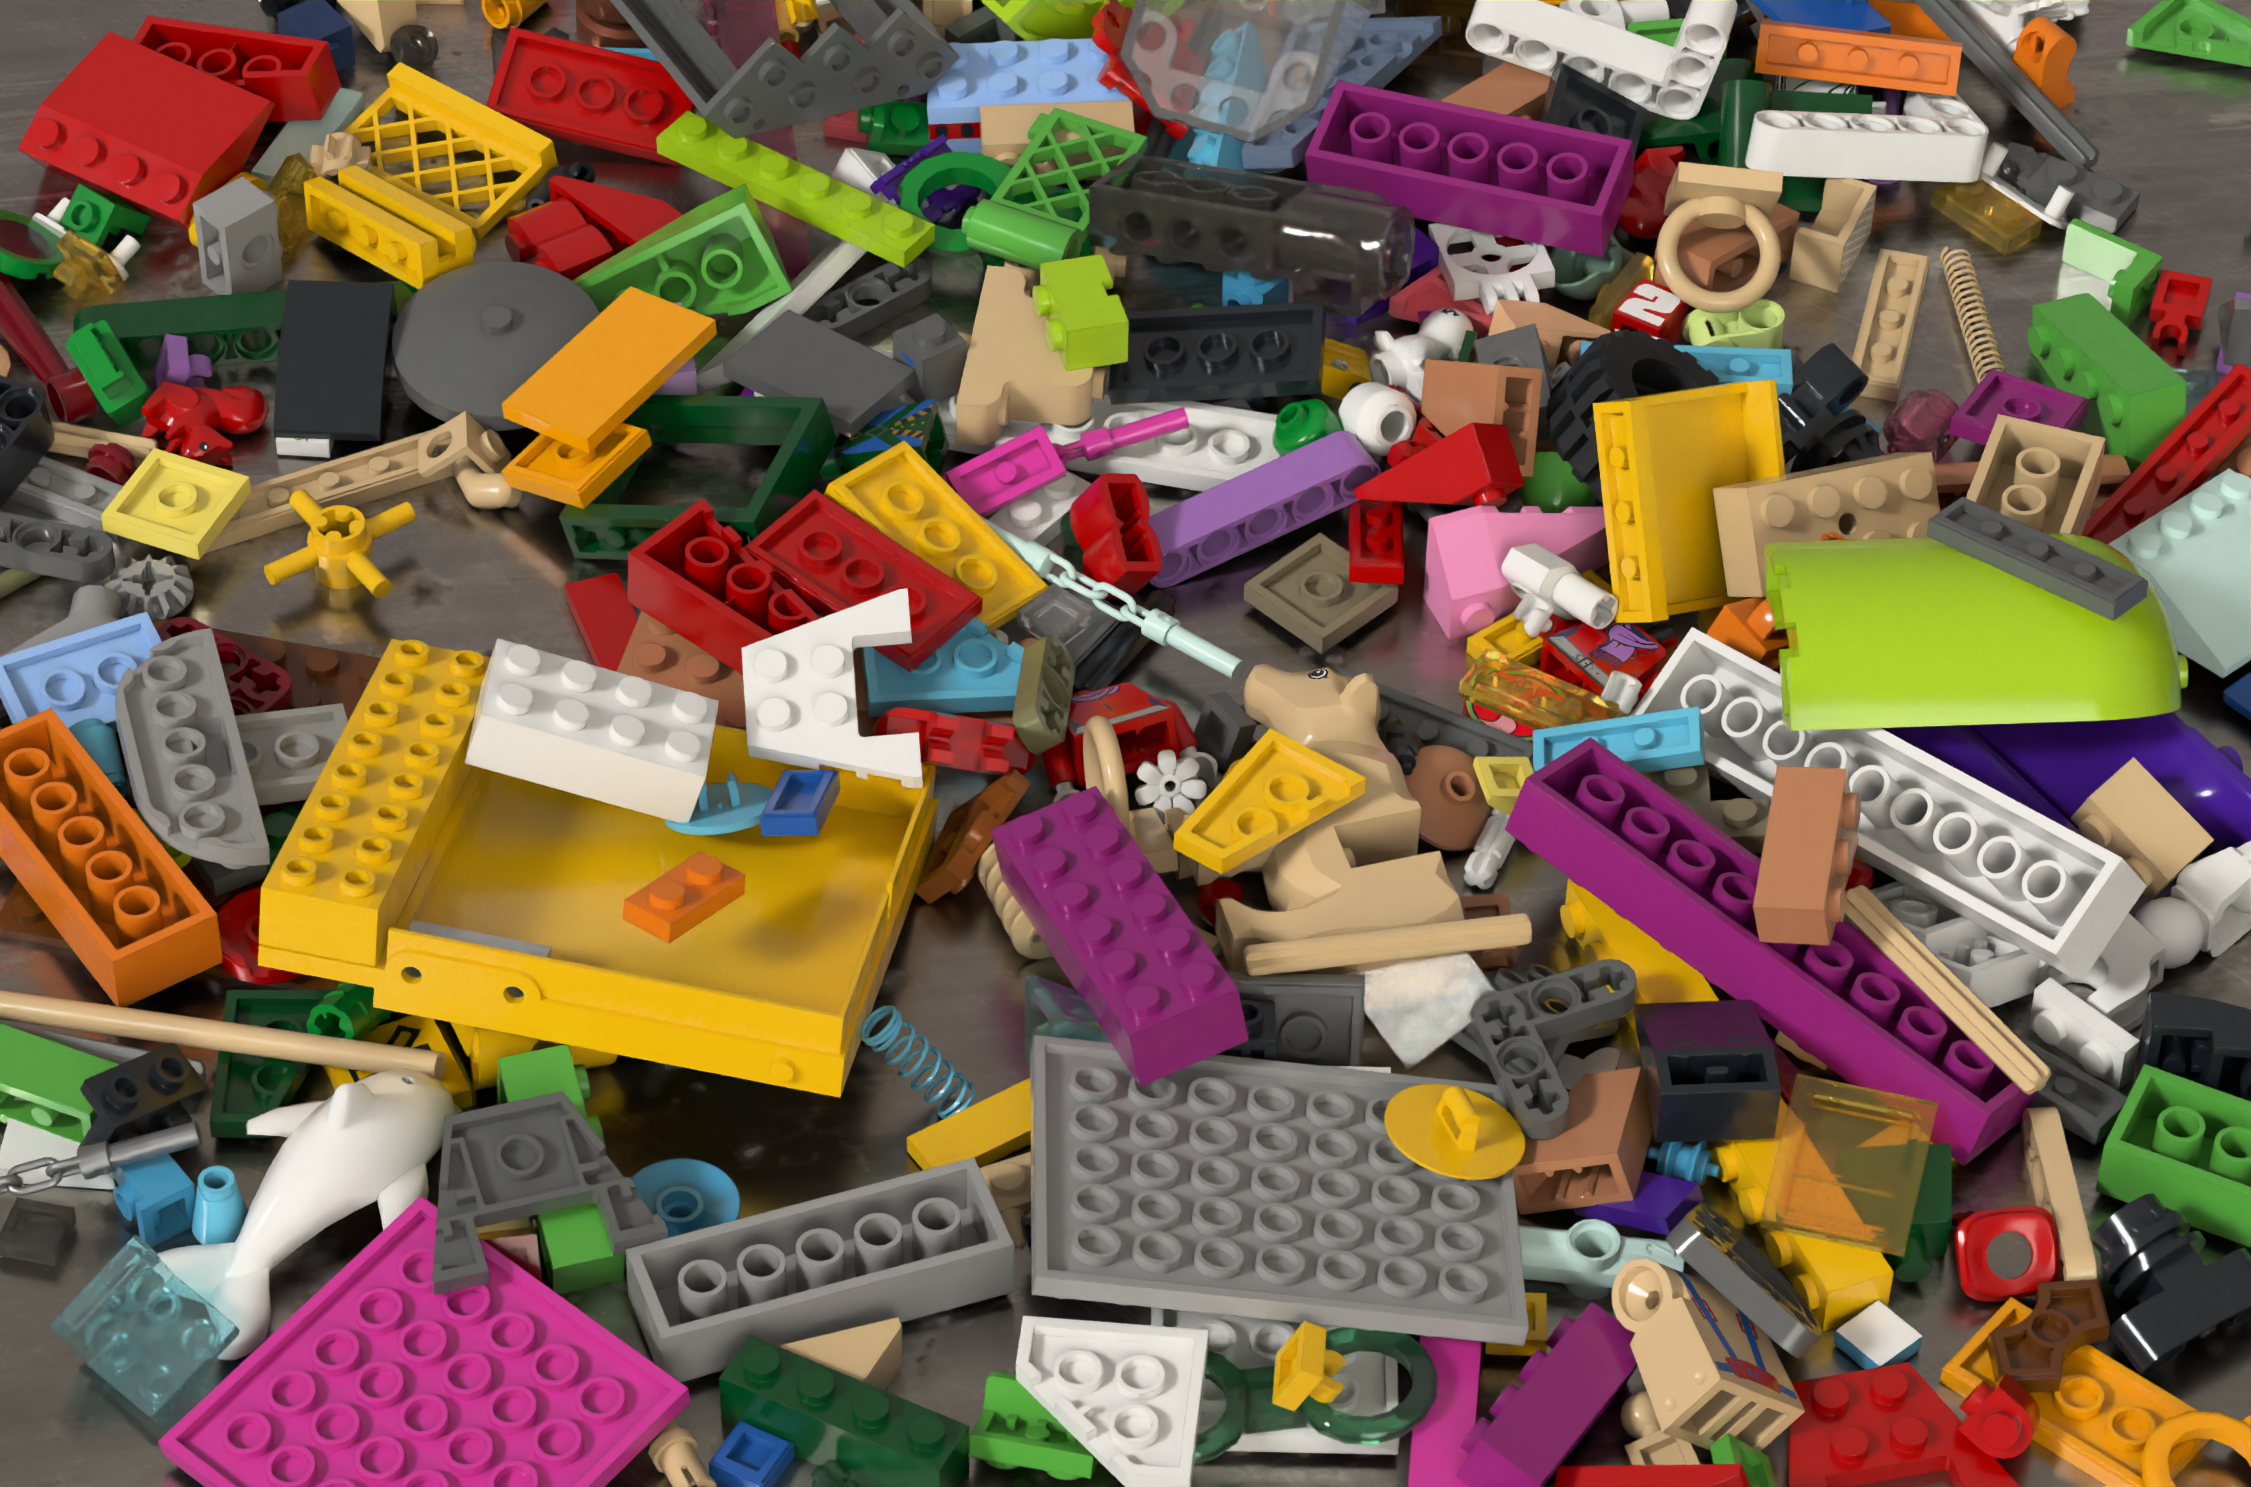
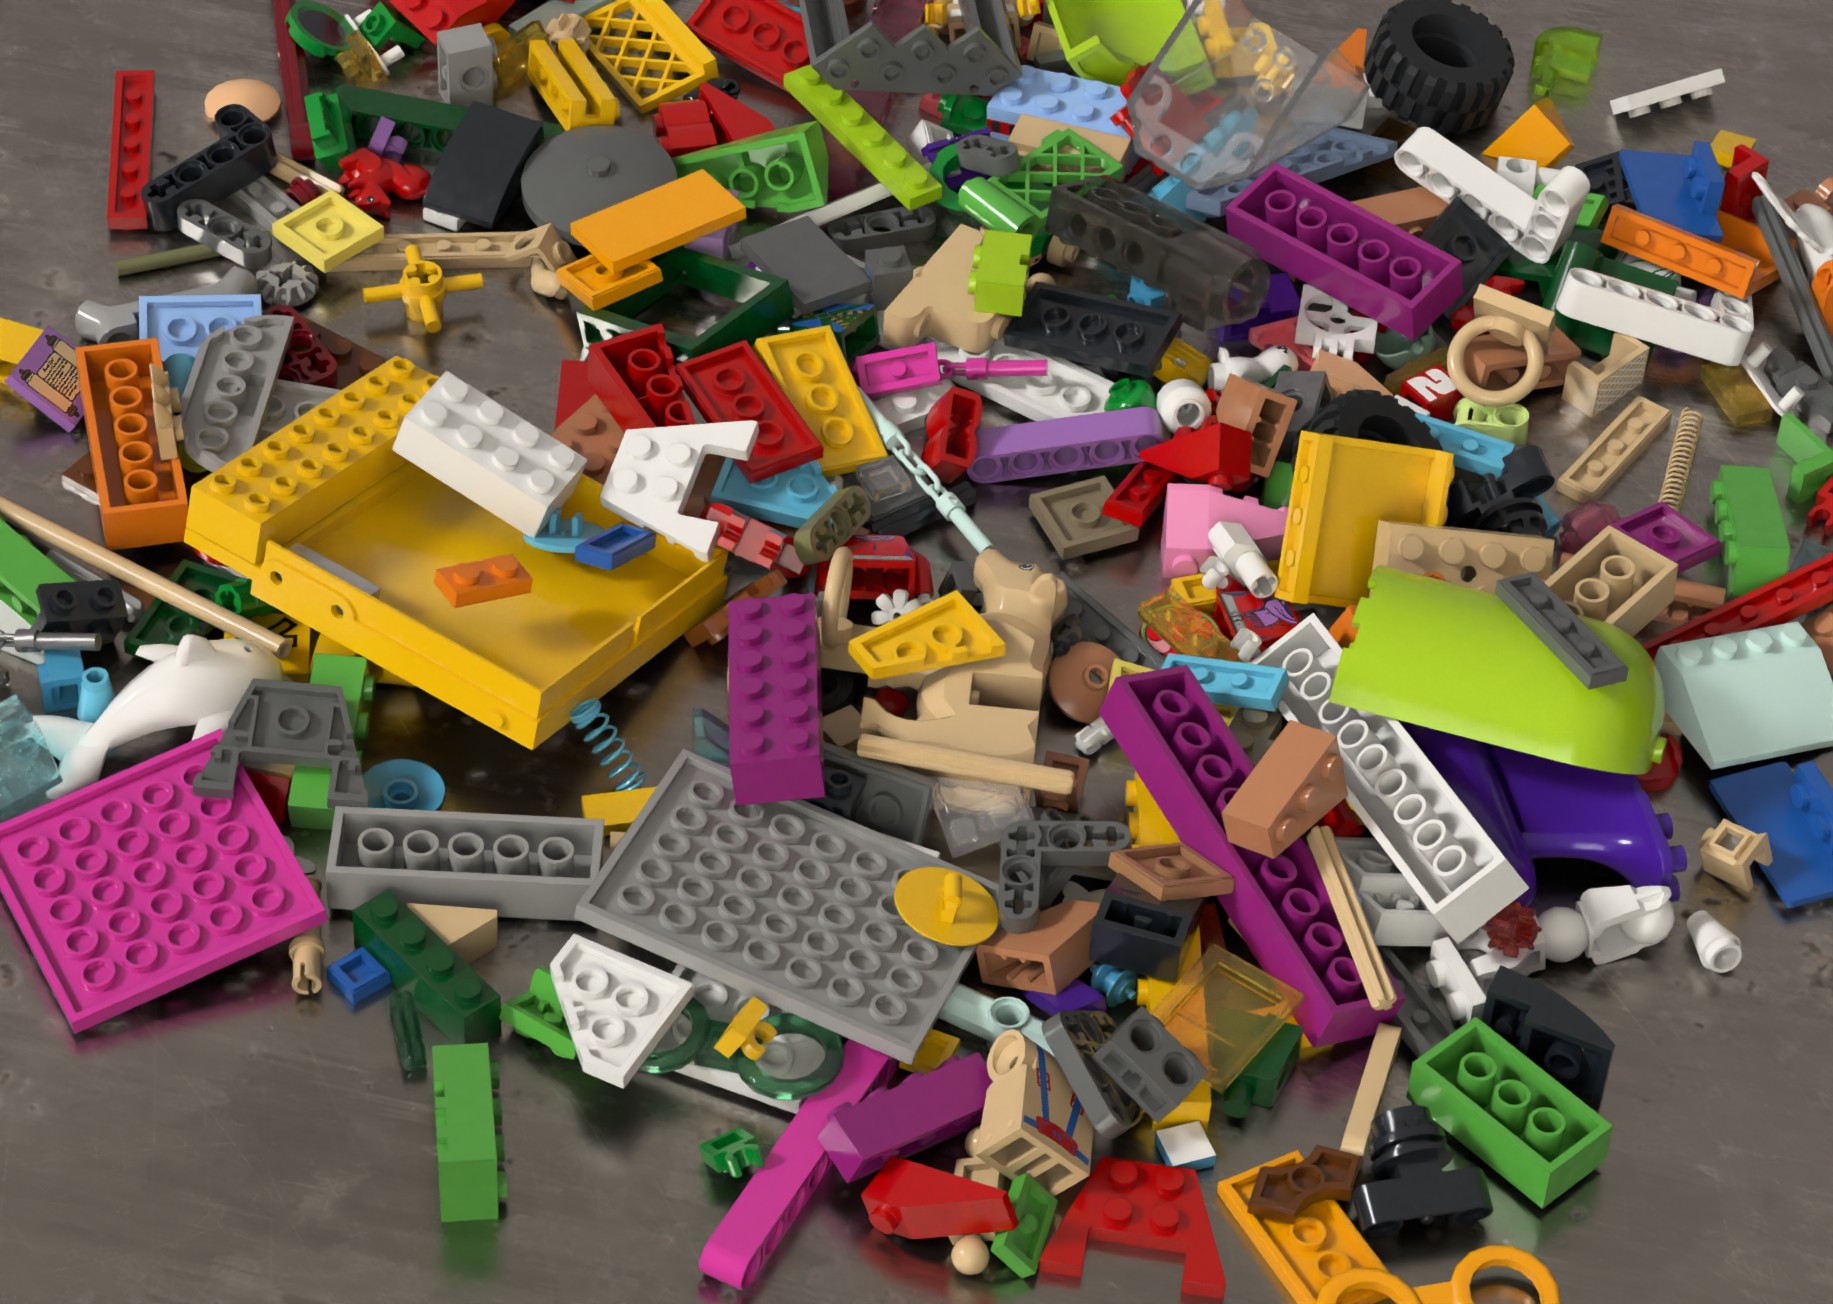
camera: 20 degrees right, 0 degrees up
(126, 799) = (166, 403): none -> tan plate
(975, 169) = (988, 155): none -> dark grey beam
(1704, 1000) = (1172, 871): none -> medium nougat tile
(1816, 1248) = (1145, 1069): none -> dark grey brick
(1974, 1236) = (1288, 1094): red piece -> none
(2000, 1417) = (1235, 1227): red plate -> none
(2134, 946) = (1512, 929): none -> clear red gear
(2142, 826) = (1568, 852): tan brick -> none

